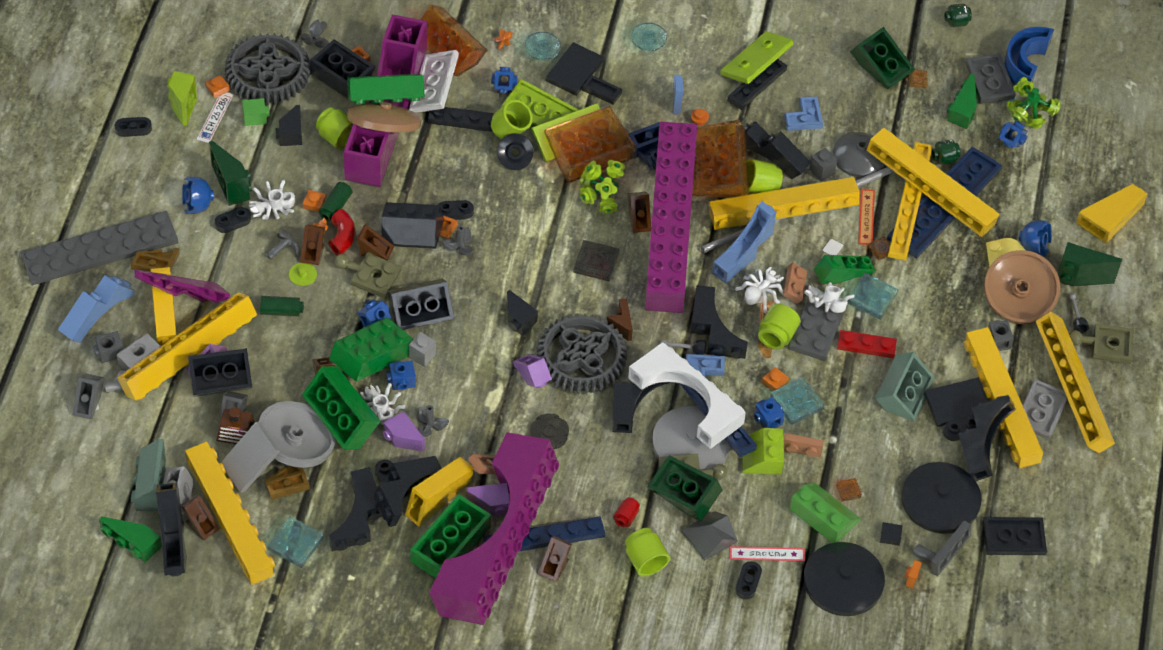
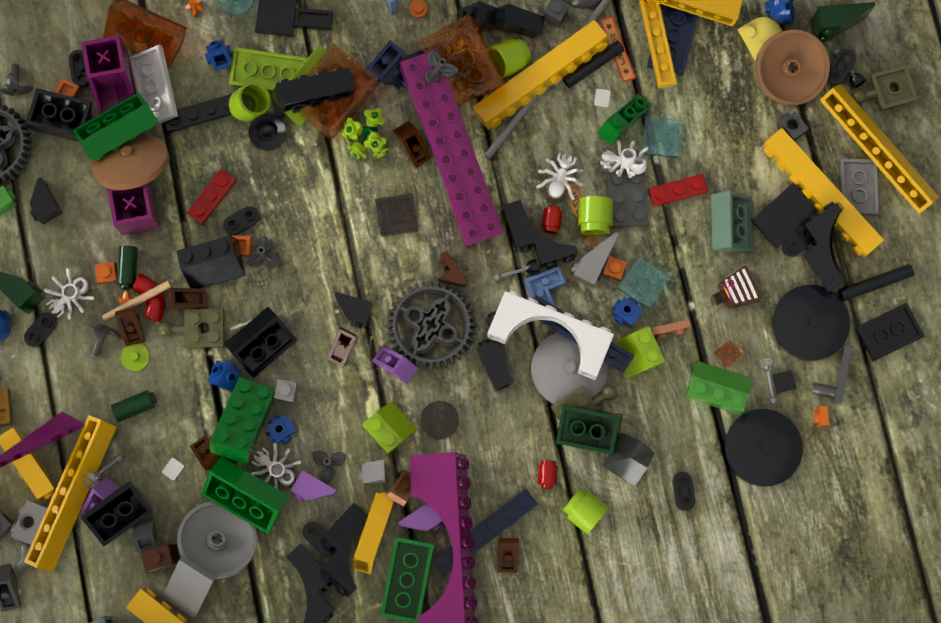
camera: 25 degrees left, 25 degrees up
(215, 338) = (92, 478): none -> clear hinge
(287, 371) = (173, 469): none -> white sticker
(287, 482) = (232, 591): pearl gold wing -> none
(334, 127) = (85, 188): lime piece -> none
(334, 225) = (138, 300): none -> tan bar
(375, 45) = (78, 69): none -> black plate
(438, 182) = (211, 197): none -> red plate
(468, 439) = (373, 473): none -> light grey slope
(495, 331) = (342, 347): none -> slope
(498, 415) = (389, 427): none -> lime slope
(571, 127) = (312, 90): none -> black wedge
(691, 130) = (439, 65): none -> dark grey plant
(736, 317) = (552, 219): none -> red brick
(745, 247) = (527, 140): medium blue arch -> none
(756, 365) = (592, 263): none -> light grey slope
(767, 553) = (685, 452): sticker -> none
(795, 283) = (587, 156): nougat plate -> none
(837, 217) = (593, 64): none -> black piece
(880, 248) = (645, 79): clear orange tile -> none
(882, 440) = (737, 290): none -> reddish brown torso
(882, 512) = (767, 365): none -> hinge
(1020, 489) = (876, 282): none -> black piece
(1069, 305) = (841, 66): none -> black plate

